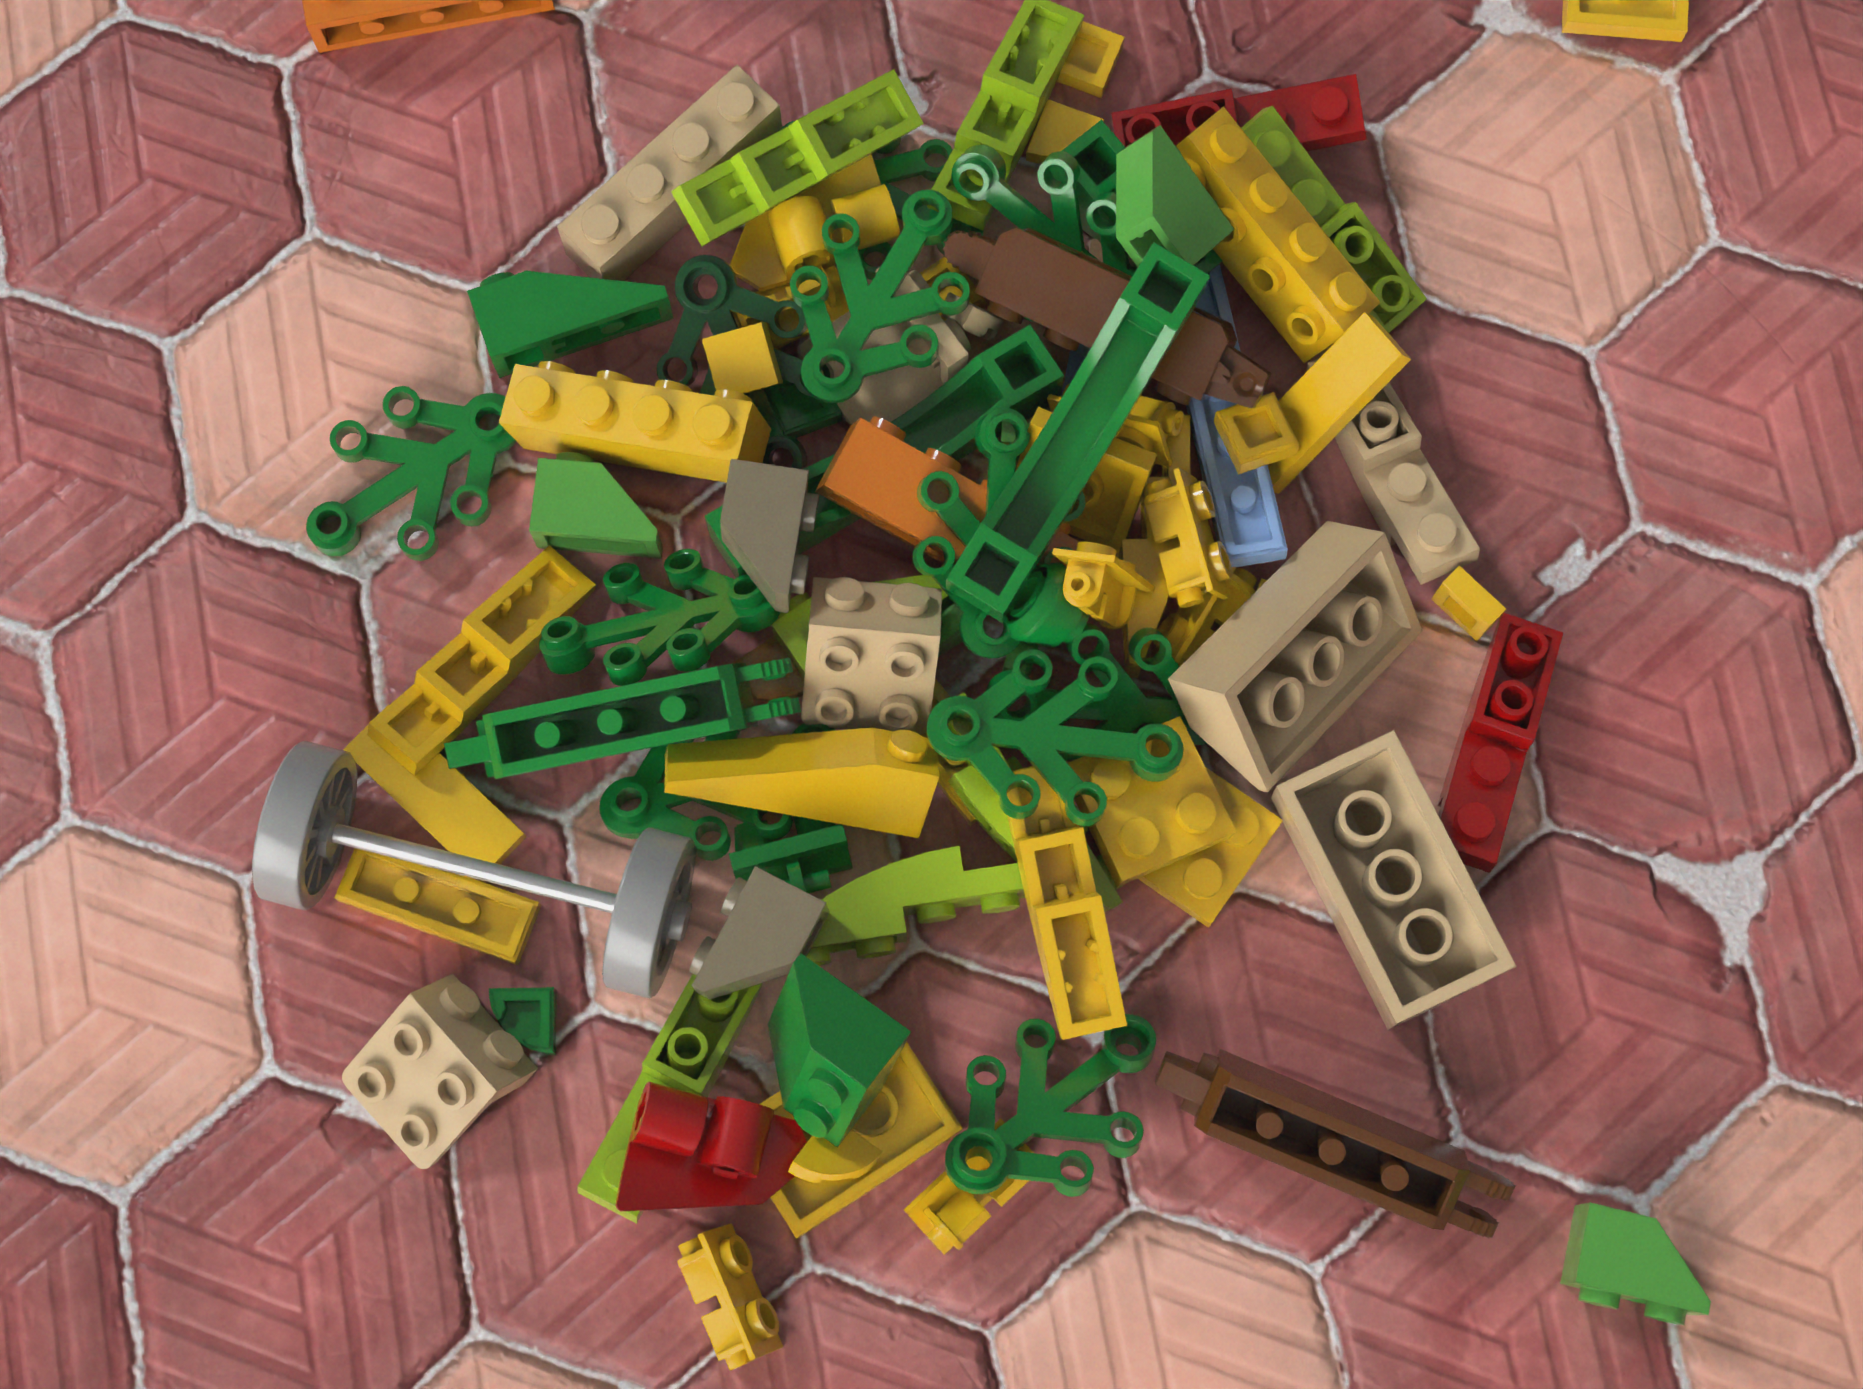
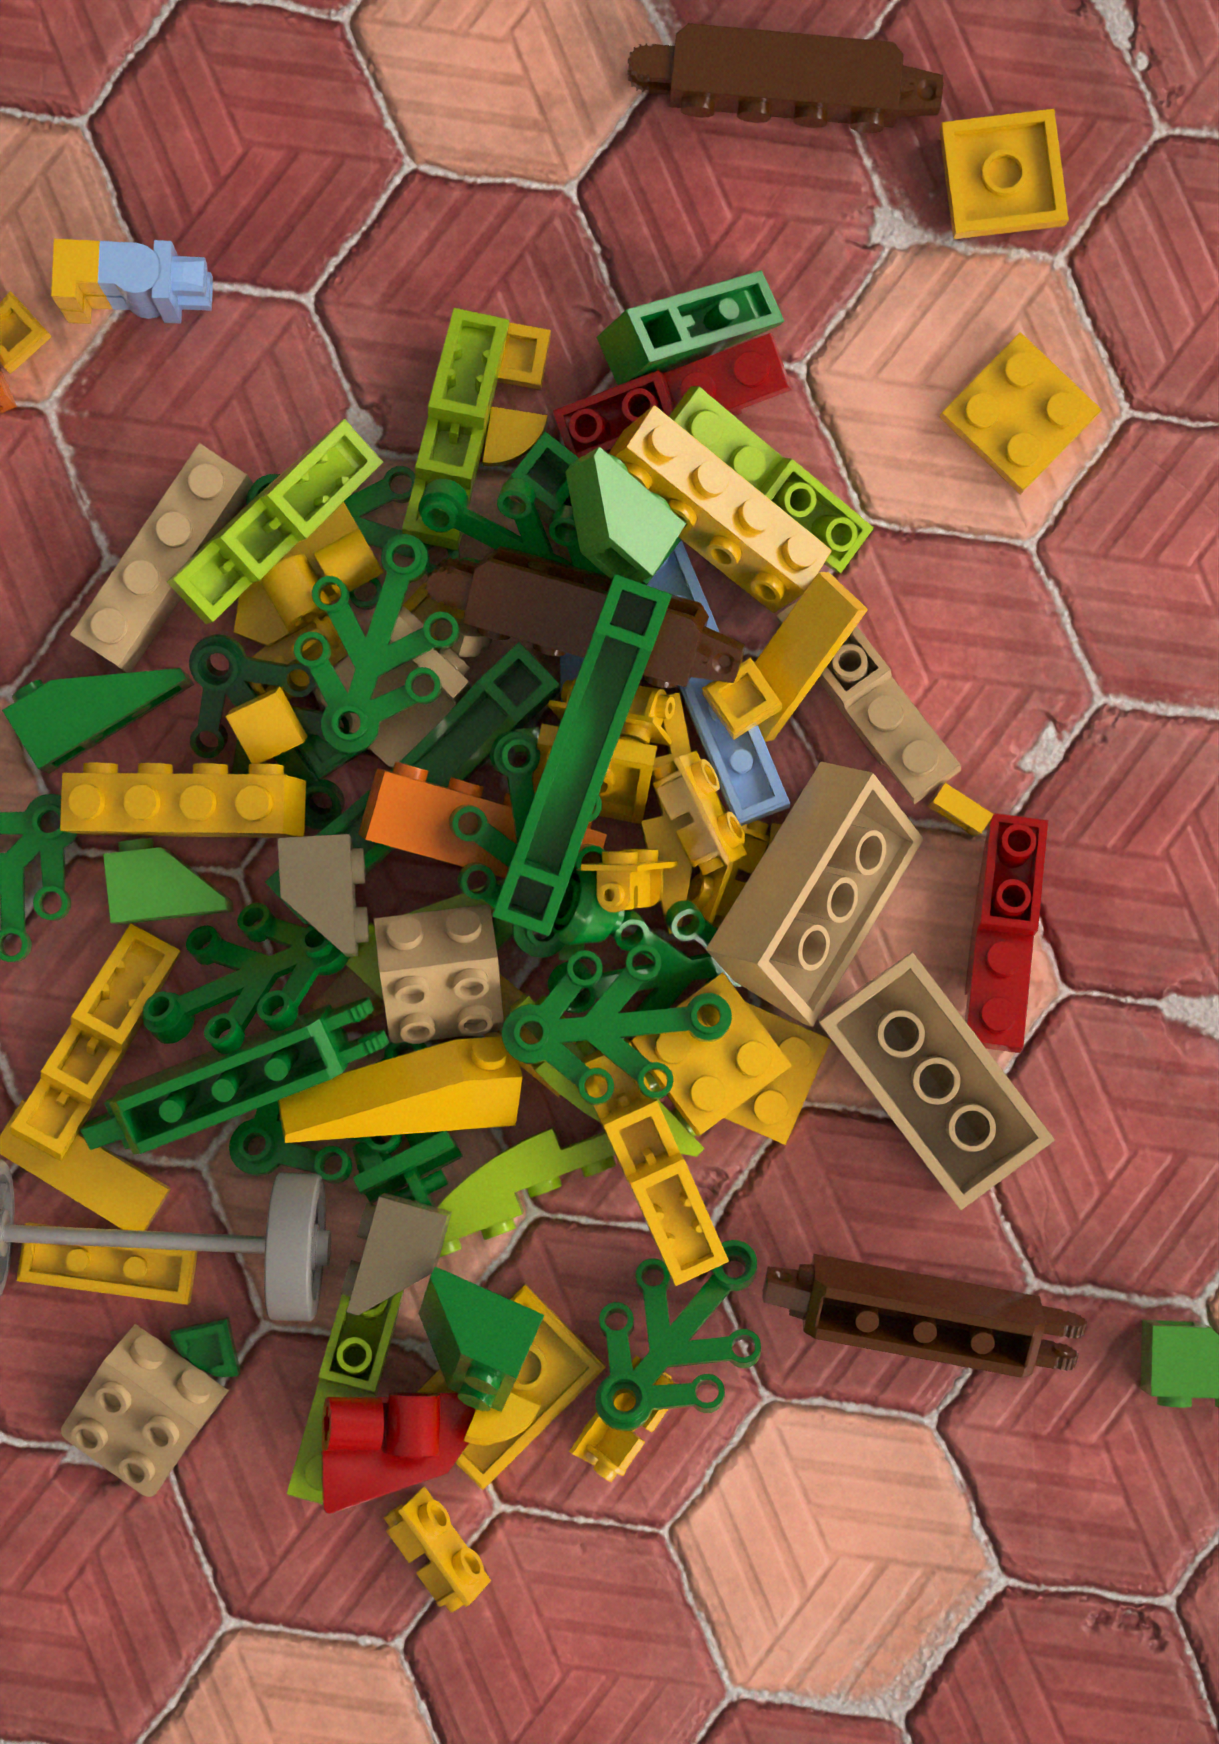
camera: 10 degrees left, 10 degrees up
(1265, 55) = (688, 326): none -> green slope
(1602, 216) = (1020, 413): none -> yellow plate

